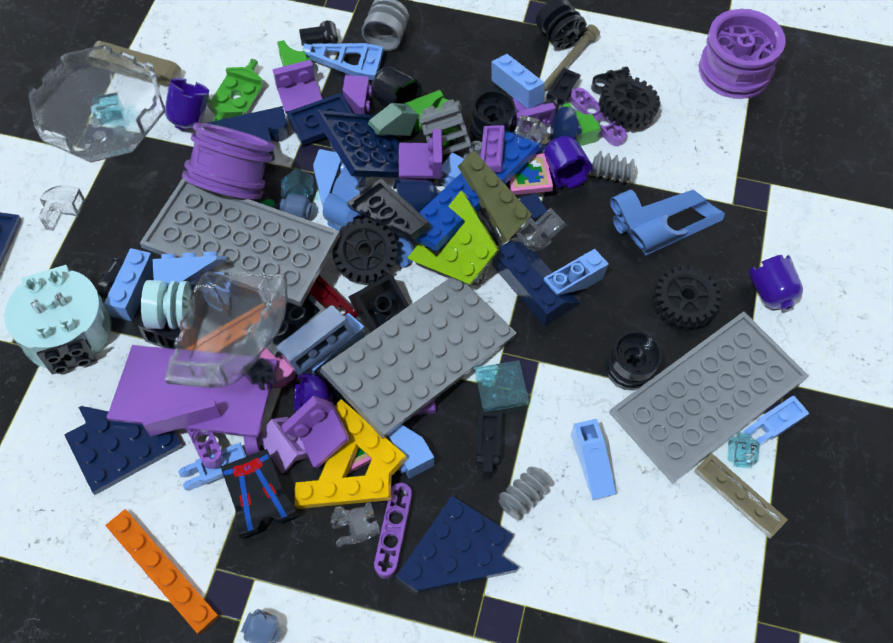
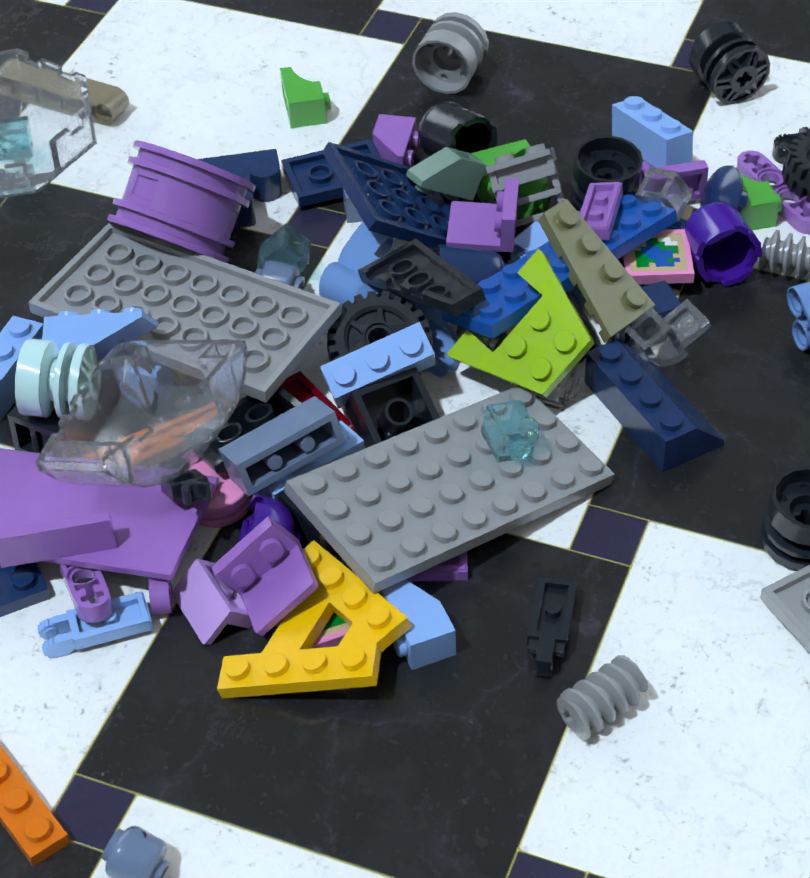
camera: 10 degrees right, 15 degrees down
(185, 103) = (119, 131): dark purple cylinder -> none
(240, 82) = (212, 128): bright green plate -> none
(256, 493) = (158, 662): black piece -> none
(296, 85) = (301, 123): medium lavender bracket -> none
(325, 33) = (347, 66): black piece -> none
(327, 170) = (332, 233): light blue slope -> none
(357, 520) = (322, 720): clear animal -> none
(367, 272) = (378, 361): none -> light blue brick
(368, 63) = (419, 98): light blue plate -> none
(395, 530) = (377, 738): medium lavender beam -> none
(453, 316) = (509, 431): none -> clear light blue brick
(457, 550) = (481, 776): dark blue wing -> none
(501, 386) = (581, 545): clear light blue tile -> none
(562, 88) = (726, 147): black plate -> none
(578, 274) = (727, 394): light blue slope -> none
(589, 35) = (776, 84): dark tan piece -> none
(593, 458) = (726, 655): light blue slope -> none

